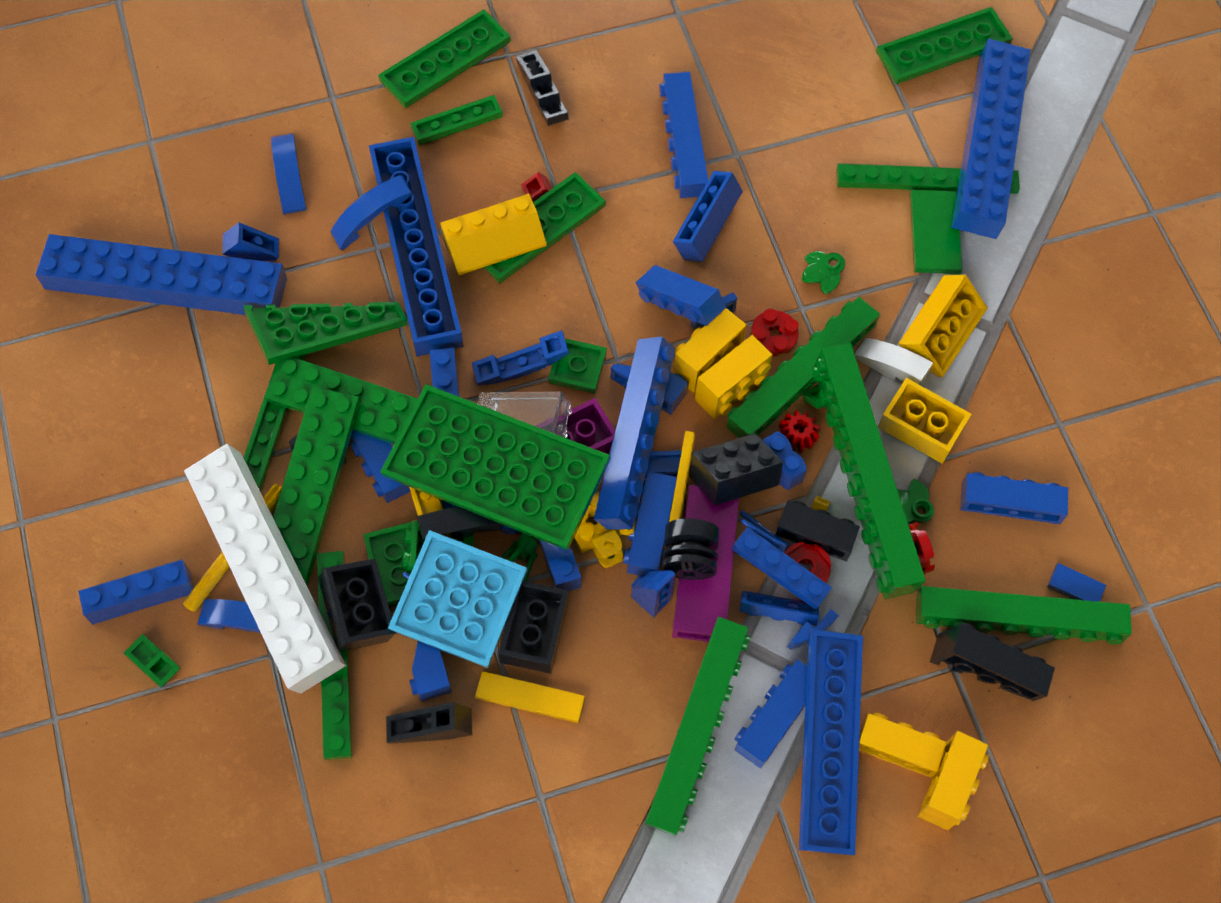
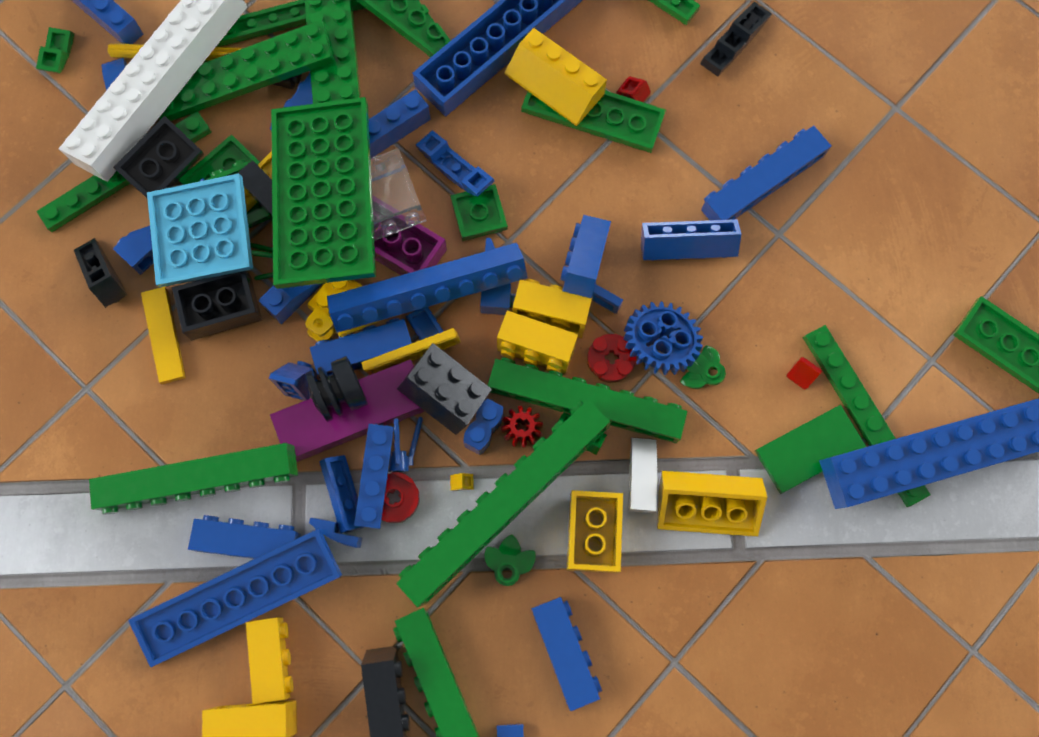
camera: 60 degrees right, 10 degrees up
(764, 285) = (652, 321): none -> blue gear
(819, 528) = (434, 490): black brick -> none
(870, 200) = (803, 373): none -> red slope
(923, 547) = (464, 578): red plate -> none

